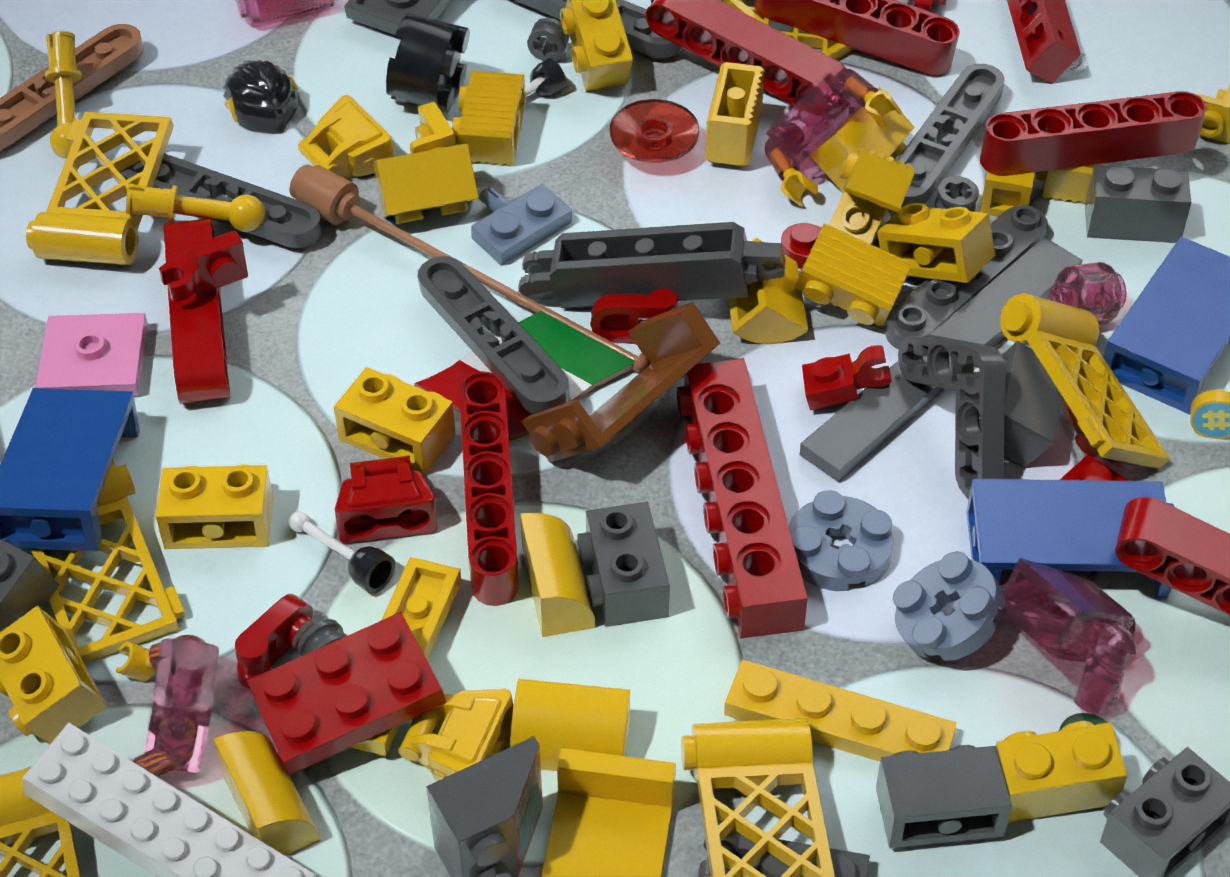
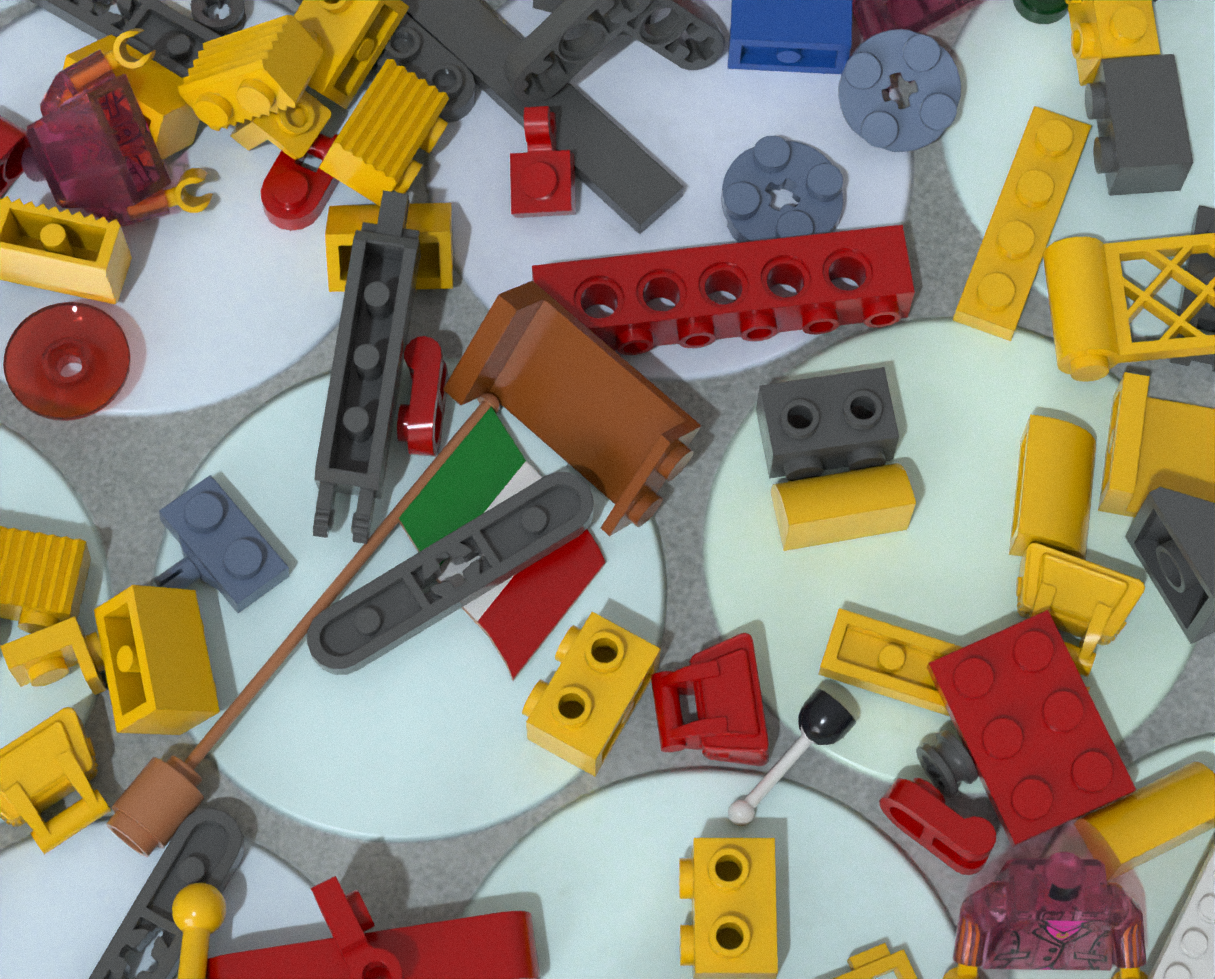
camera: 90 degrees left, 20 degrees up
(488, 489) = (736, 559): red beam -> none

